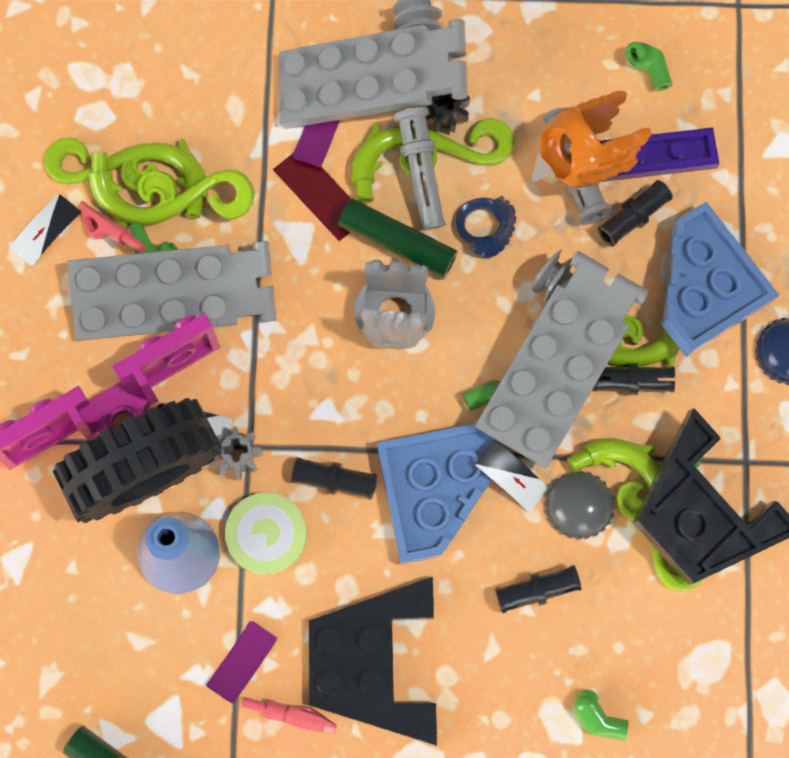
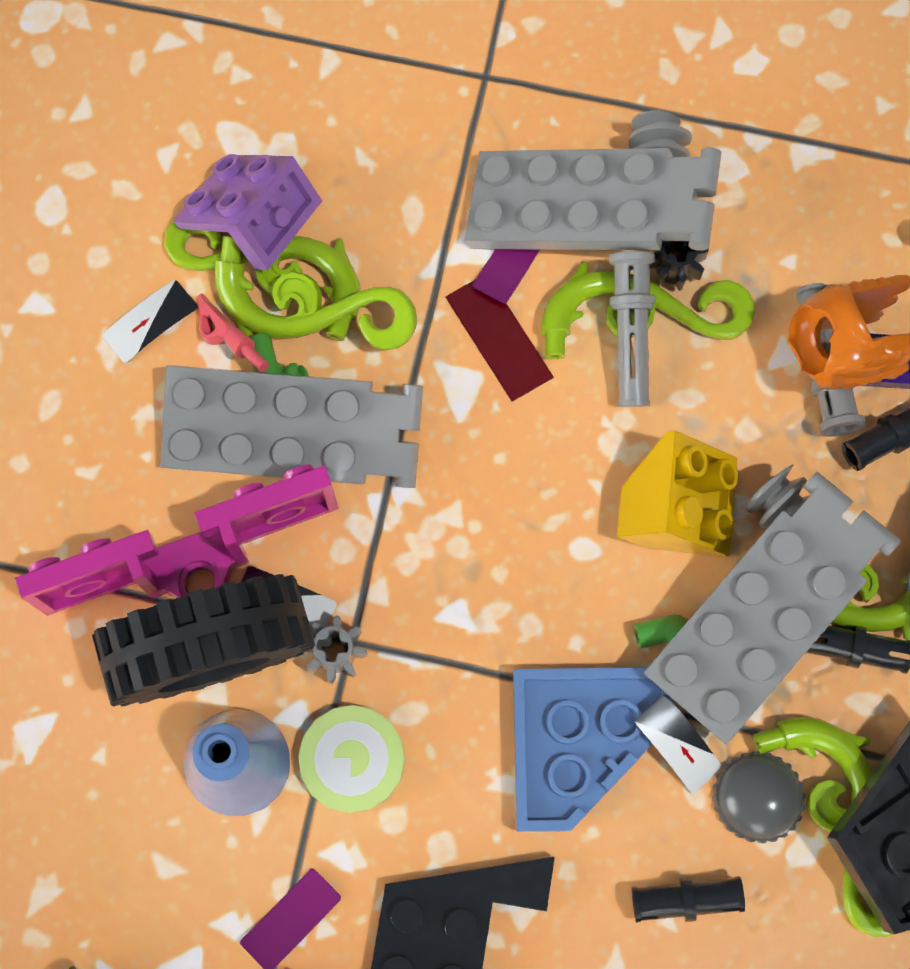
camera: 10 degrees right, 0 degrees up
(111, 120) = (255, 201): none -> medium lavender bracket
(334, 478) = (451, 704): black pin -> none
(394, 328) = (568, 466): light grey piece -> none
(397, 237) = (585, 410): dark green piece -> none
(481, 291) = (680, 498): none -> yellow slope
(487, 245) = (725, 404): dark blue piece -> none

